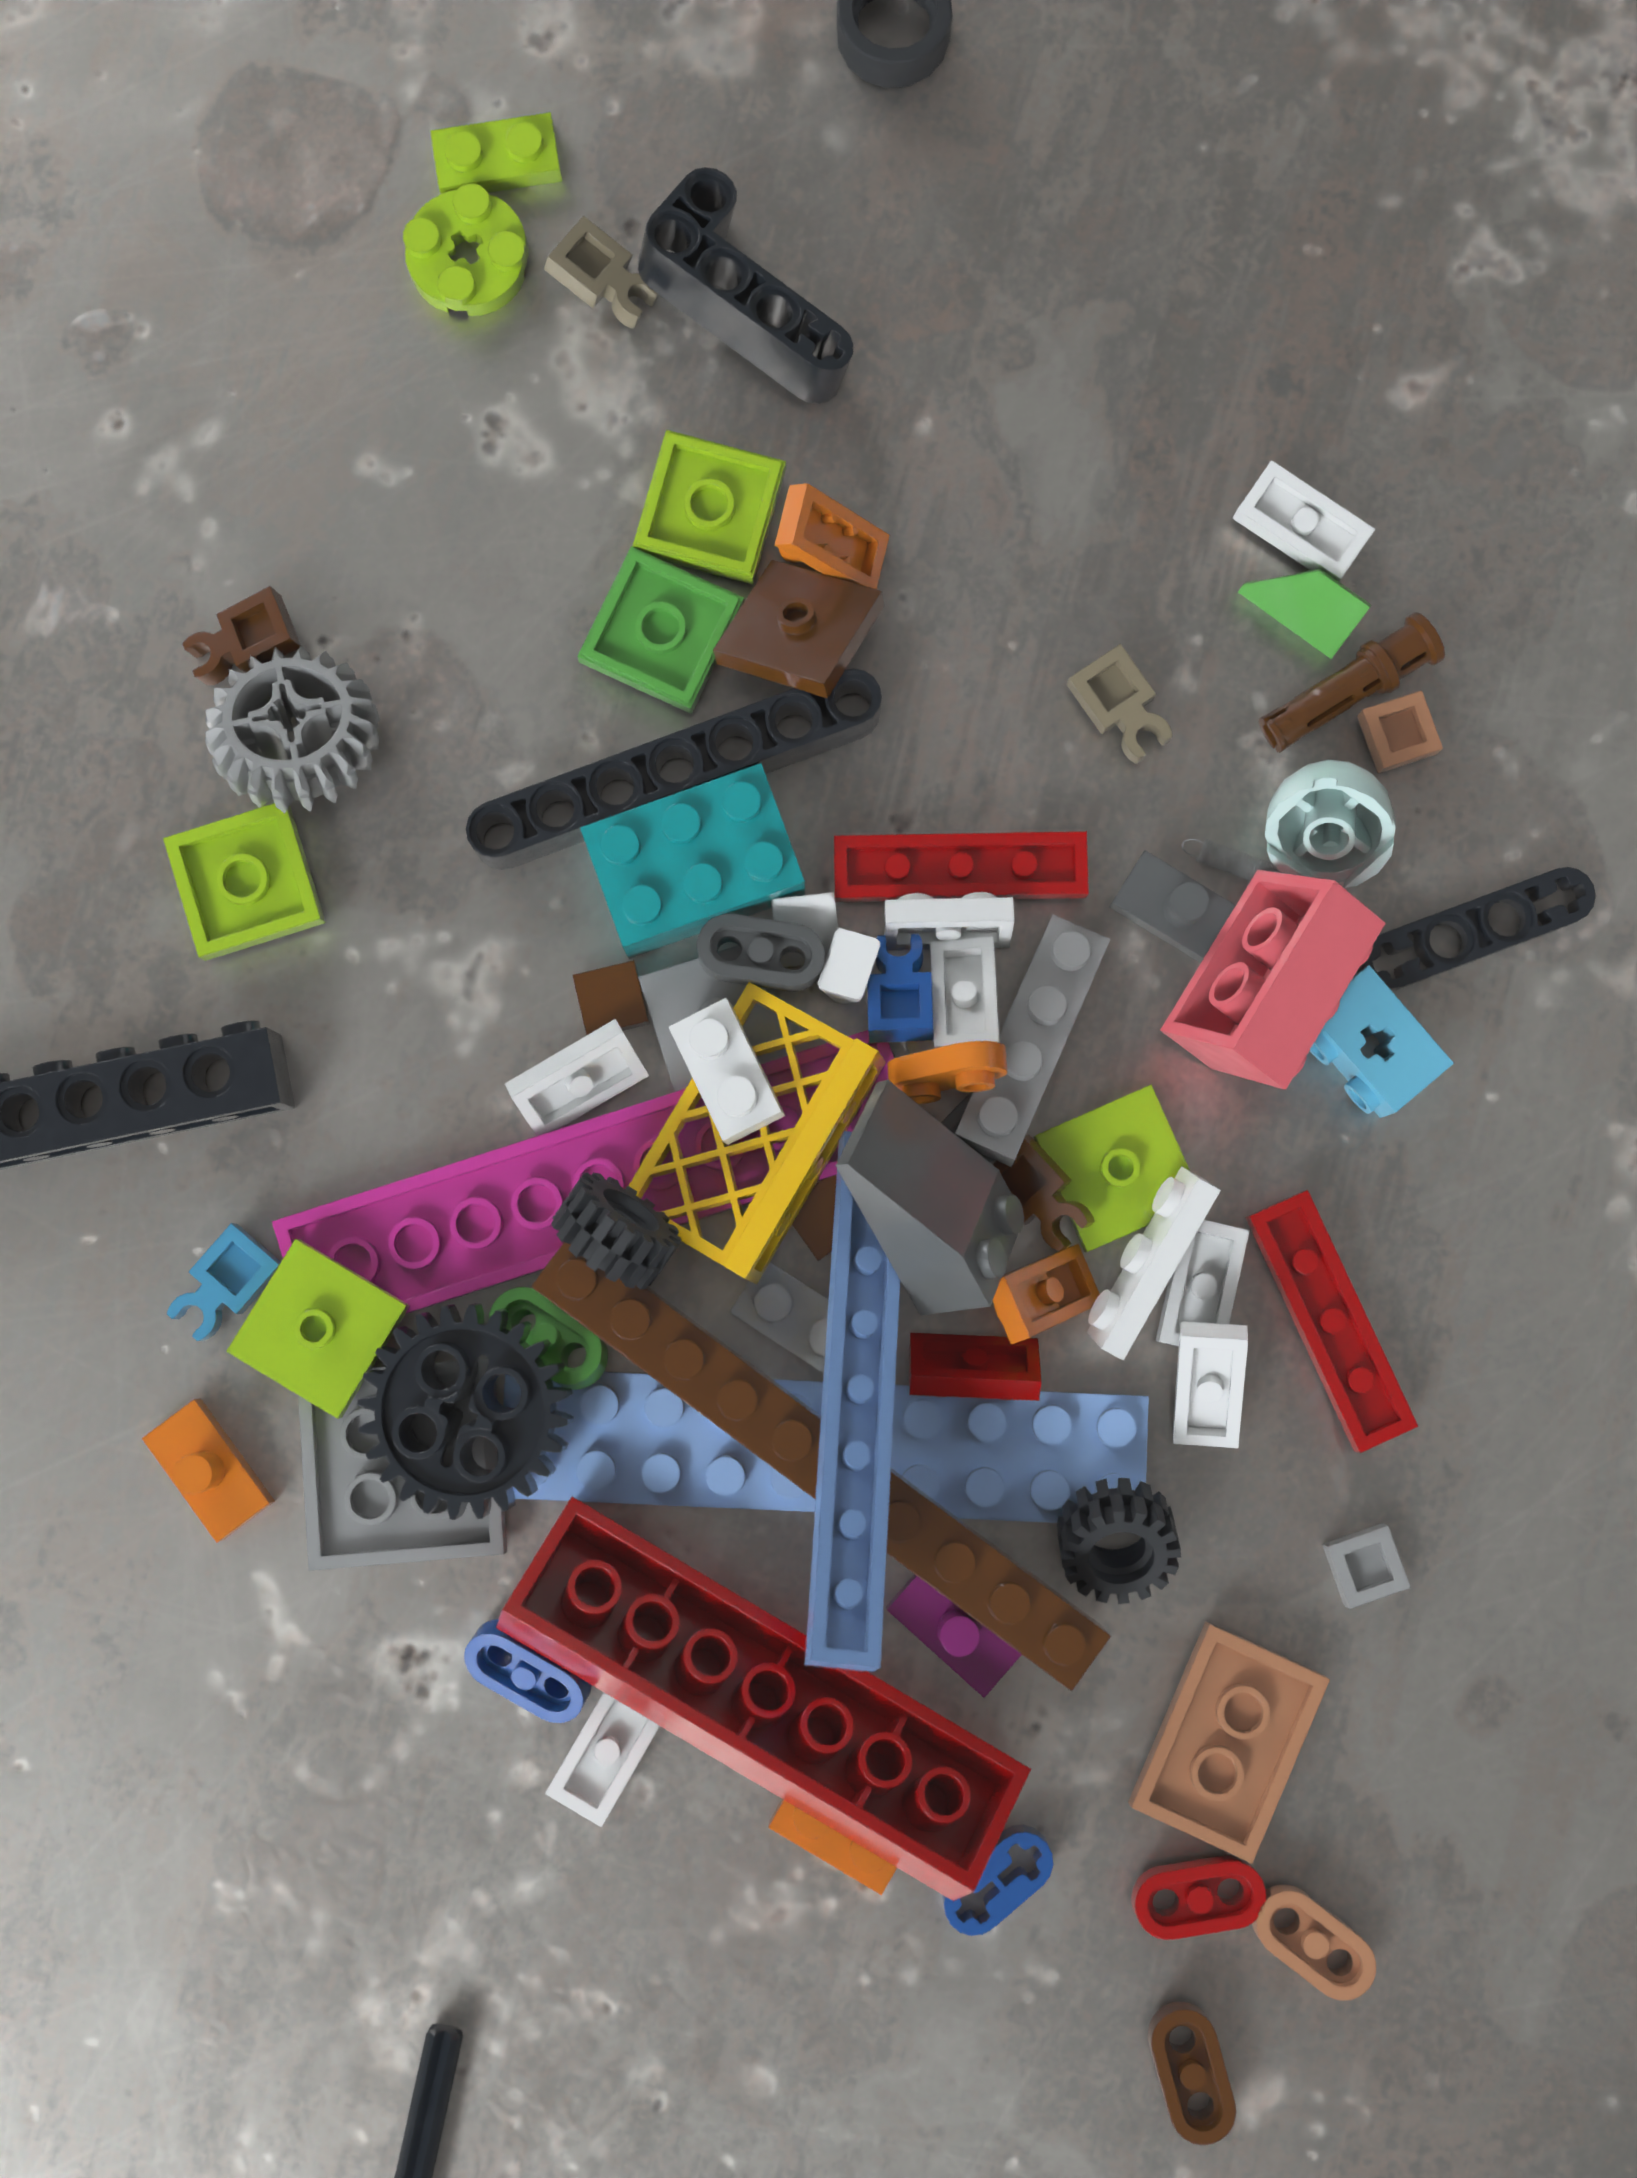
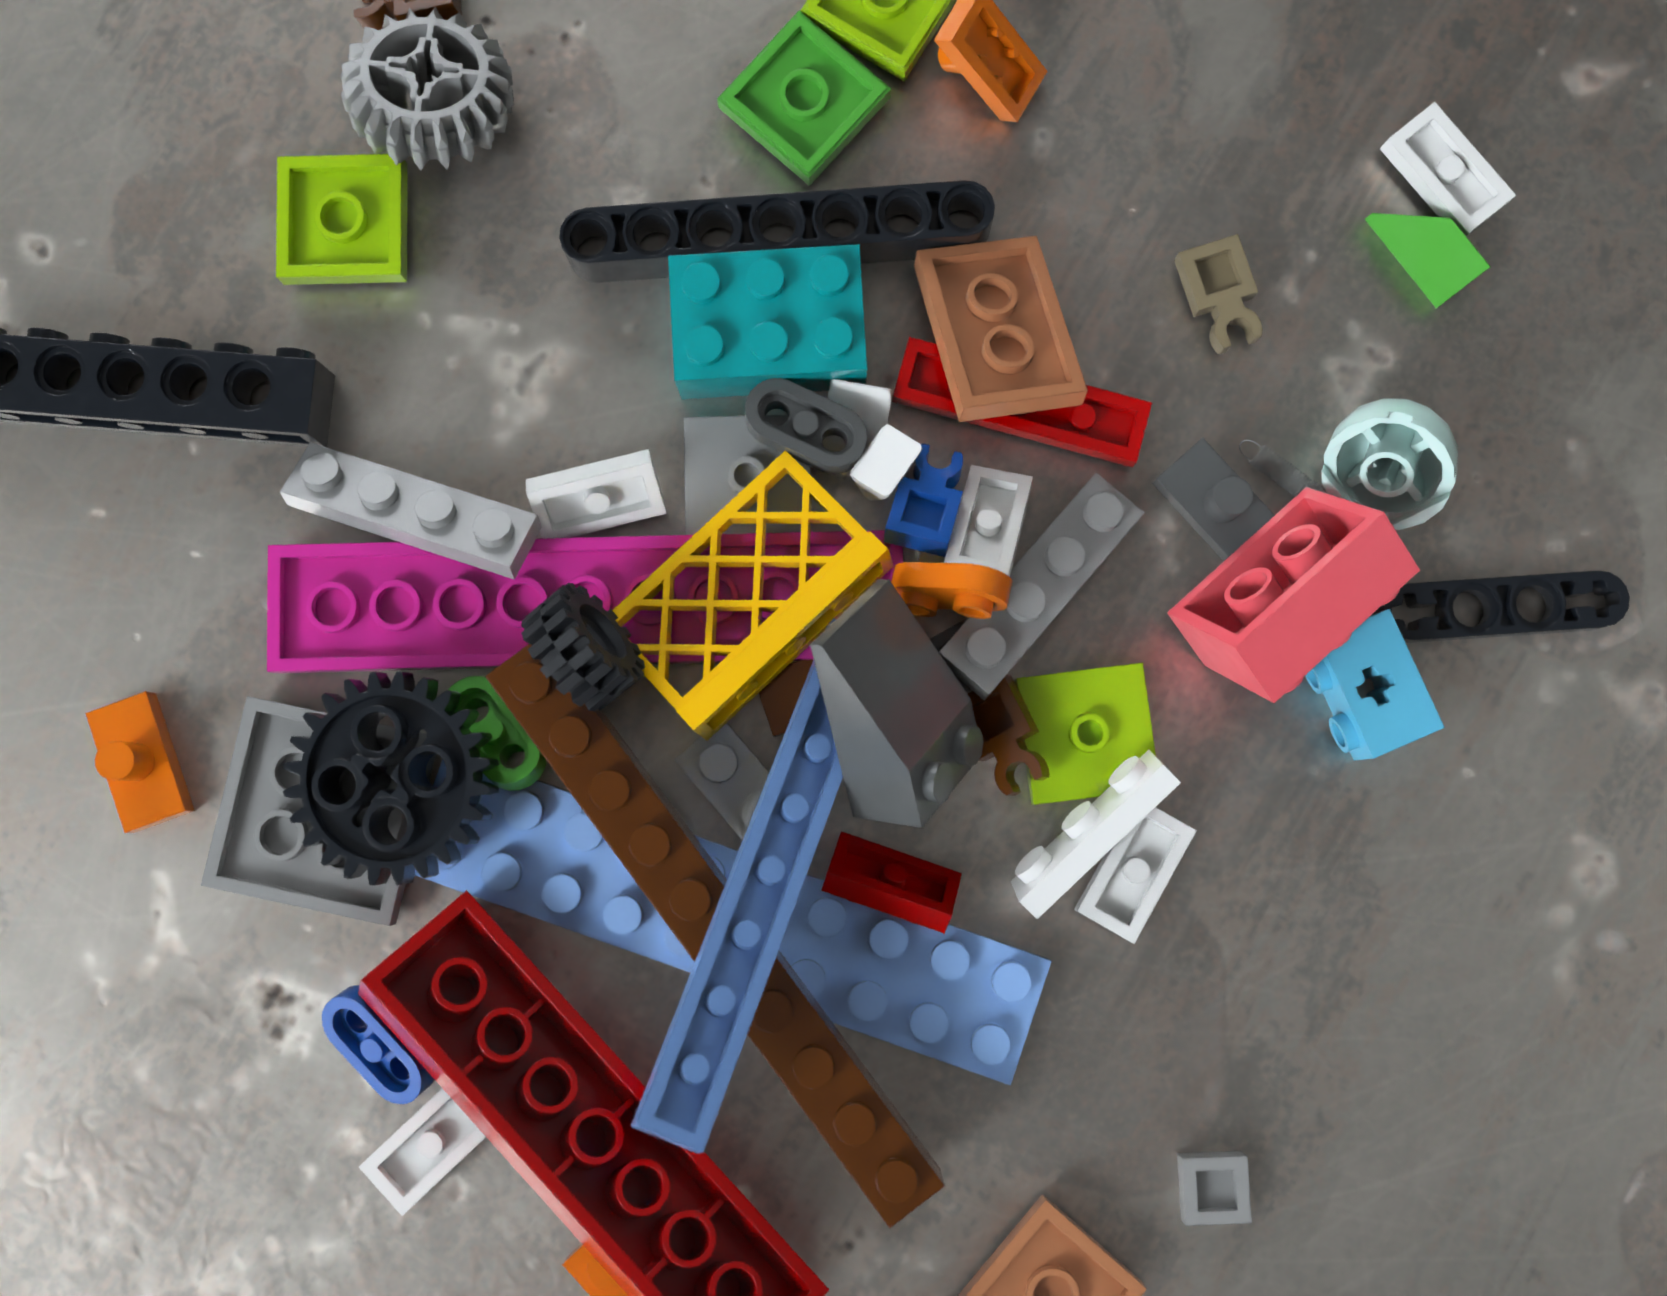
camera: 20 degrees right, 0 degrees up
(231, 1275) = (214, 585): dark azure plate -> none
(317, 1328) = (277, 658): lime plate -> none
(402, 1146) = (412, 510): none -> light grey plate
(611, 995) = (653, 426): reddish brown tile -> none
(726, 1071) = (737, 528): white plate -> none
(799, 628) = (934, 130): reddish brown plate -> none
(918, 803) = (999, 328): none -> nougat plate
(948, 919) = (995, 448): white plate -> none
(953, 1635) = (793, 1136): magenta tile -> none
(1044, 1294) = (980, 832): orange slope -> none
(1125, 1568) = (973, 1119): black tyre -> none
(1210, 1384) = (1114, 967): white plate -> none
(1331, 1322) = (1250, 943): red plate -> none
(1375, 669) = (1476, 330): reddish brown pin -> none
(1399, 732) = (1482, 396): nougat plate -> none

